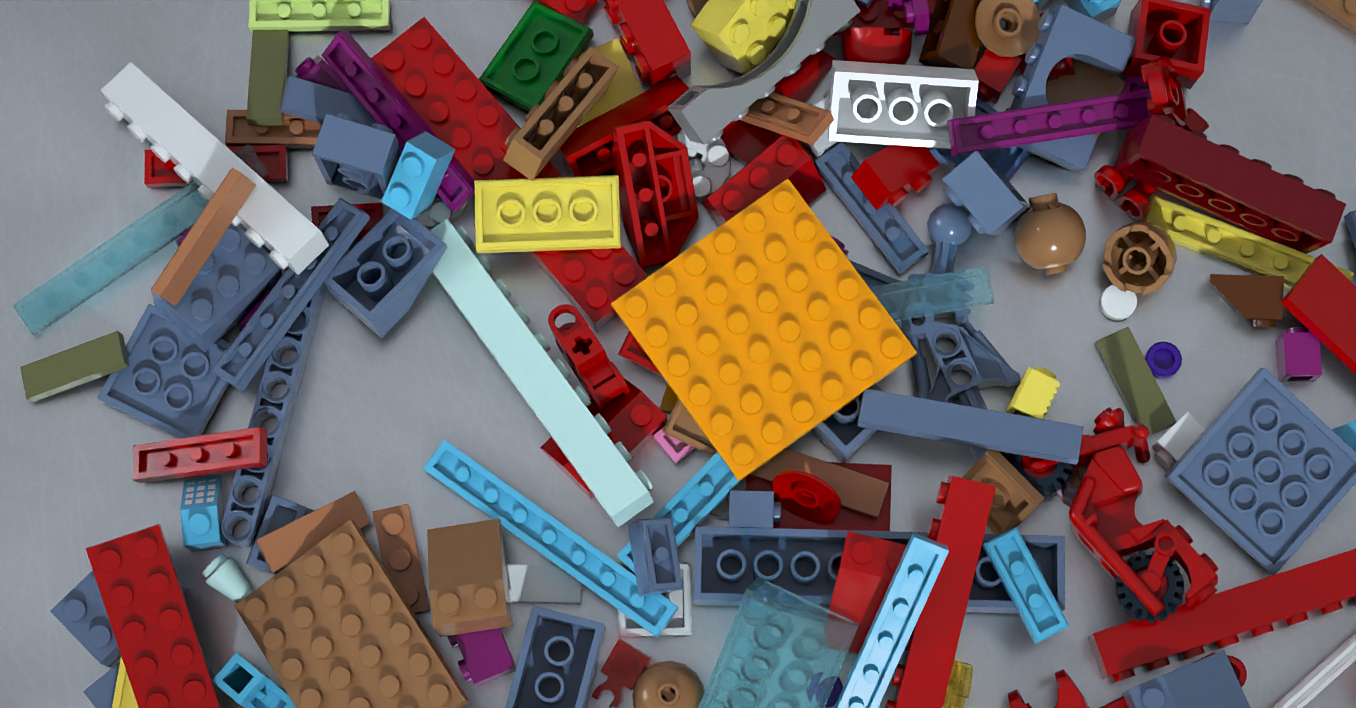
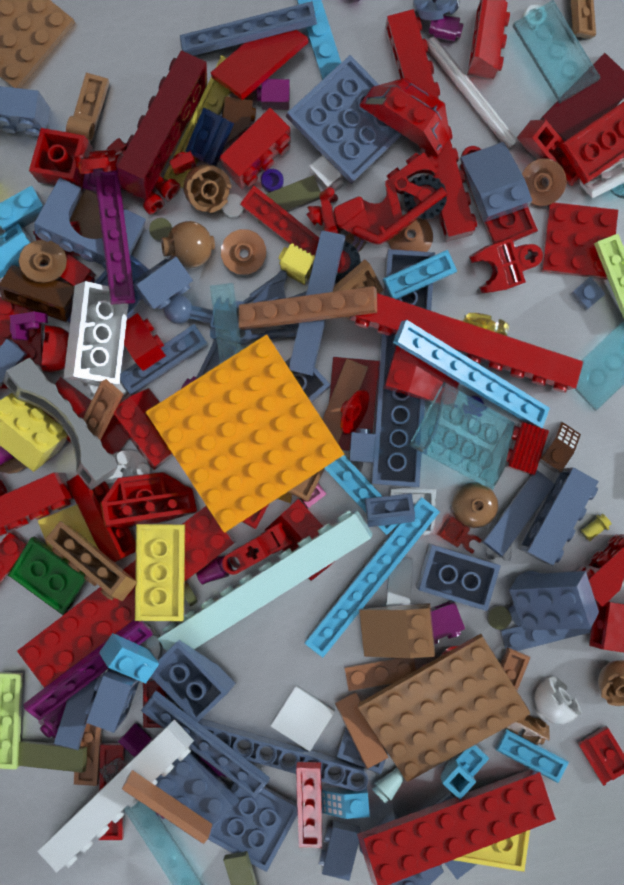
camera: 90 degrees left, 10 degrees up
(128, 507) = (340, 850): none -> sand blue brick
(296, 191) = (134, 740): none -> magenta plate
(329, 444) = (302, 718): none -> white tile
(513, 263) = (189, 595): none -> olive tile
(548, 297) = (213, 571): none -> magenta cone
(960, 410) = (308, 308): none -> nougat plate
(1052, 304) = (239, 241): none -> nougat dish
(1074, 193) = (159, 228): none -> olive tile
(1080, 593) = (421, 242): none -> nougat dish
(1098, 369) = (280, 221): none -> red plate
(1176, 219) = (182, 162): none -> red plate
(1206, 329) = (256, 149): none -> red brick
(1219, 257) = (209, 137): none -> dark blue plate
(1251, 78) = (88, 106): none -> medium nougat plate
(1284, 563) = (410, 112): none -> red wedge

